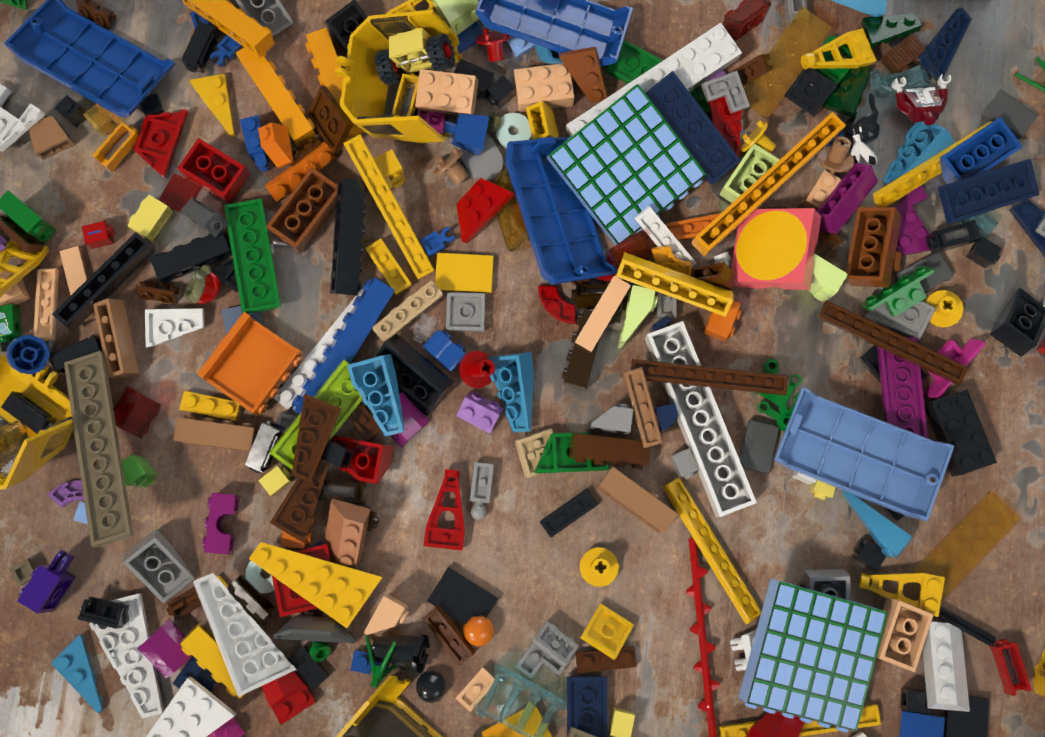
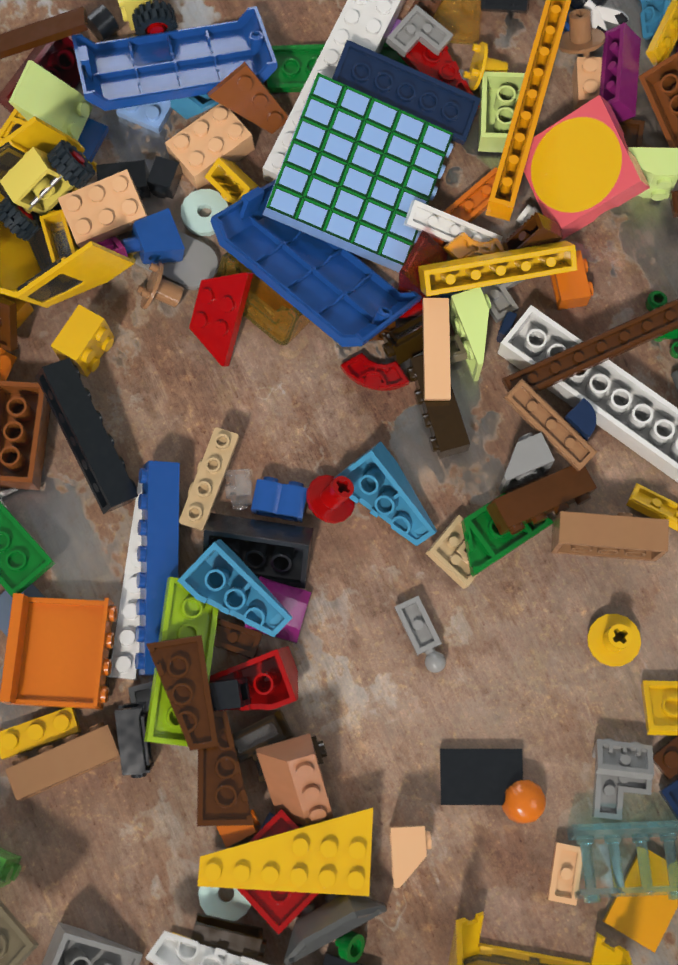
camera: 25 degrees left, 5 degrees down
(216, 540) = (141, 889): magenta arch -> none
(276, 480) = (172, 772): light yellow brick -> none
(361, 662) = (412, 926): blue plate -> none
(379, 672) = (440, 925): green plant -> none
(388, 206) = (113, 371): yellow tile -> none
(388, 266) = (153, 443): yellow plate -> none
(408, 653) = (451, 882): black cone -> none
(431, 687) = (510, 905): black hair -> none
(434, 243) = (192, 386): blue plate -> none
(442, 537) = (415, 716): red plate -> none
(449, 635) = (493, 829): reddish brown plate -> none
(464, 273) = (247, 399): yellow tile -> none
(465, 312) = (276, 442): light grey plate -> none
(479, 411) = (364, 545): medium lavender bracket -> none
(494, 43) = (124, 128): red piece -> none
(494, 123) = (179, 214): olive tile -> none
(569, 513) = (539, 600): black tile -> none
(684, 464) = (633, 464): light grey brick -> none

